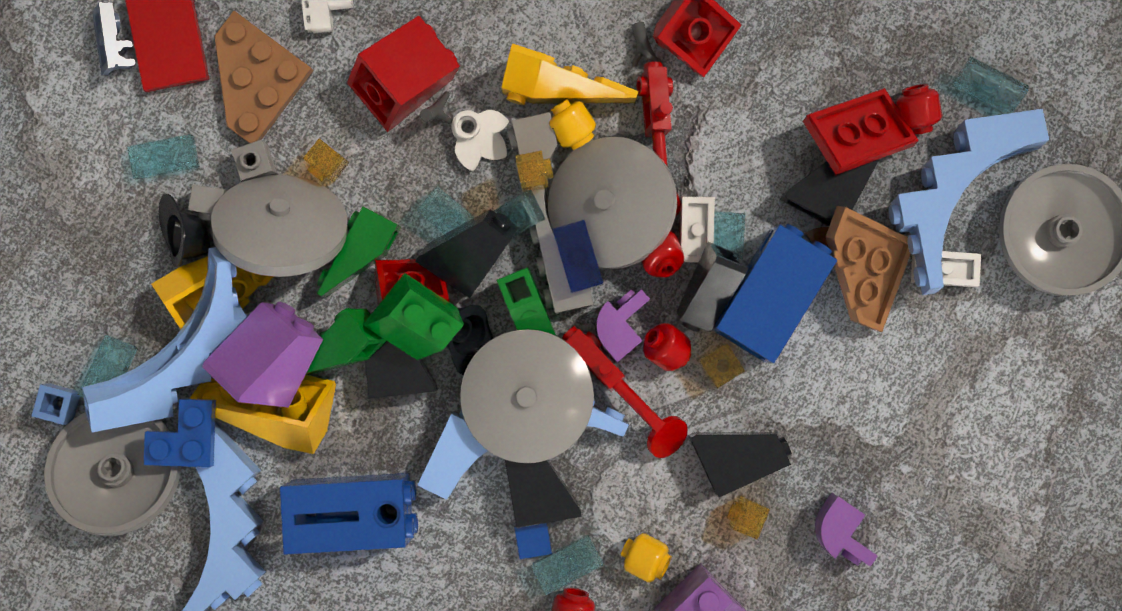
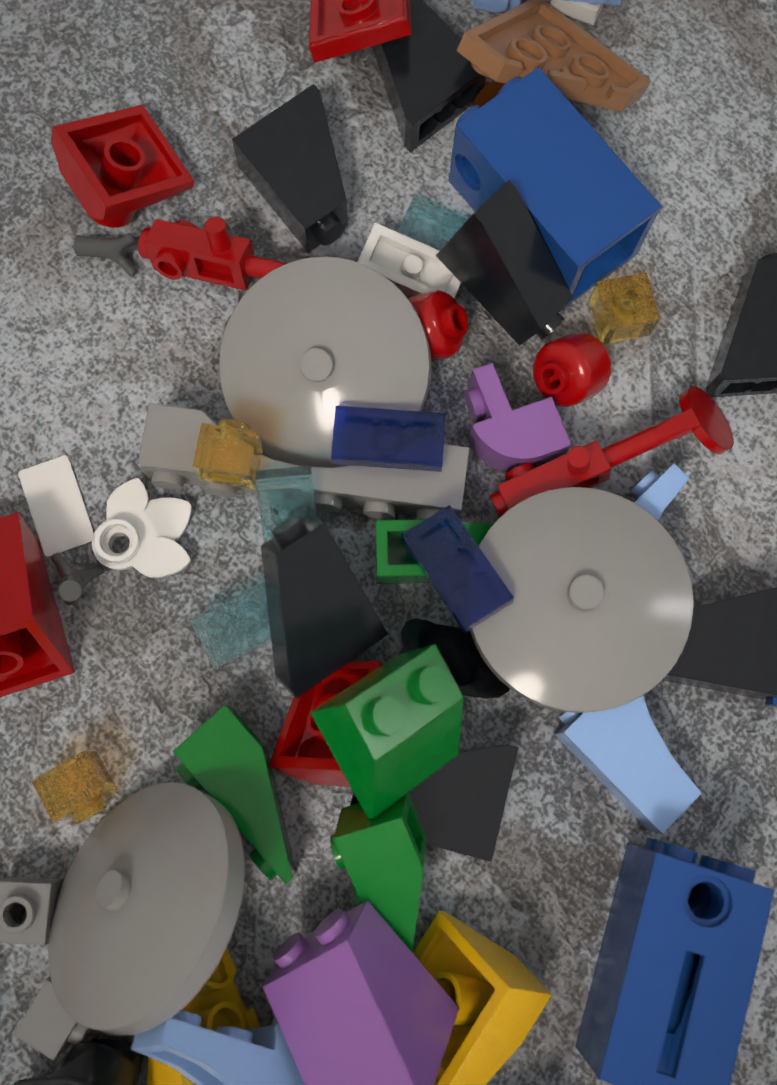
camera: 80 degrees left, 10 degrees down
(476, 80) = (56, 505): none -> white sticker
(514, 322) = (457, 568): none -> clear blue plate
(538, 80) = (94, 399): yellow wedge -> none
(572, 124) = (182, 380): yellow head -> none
(734, 137) = (296, 169): none -> black slope

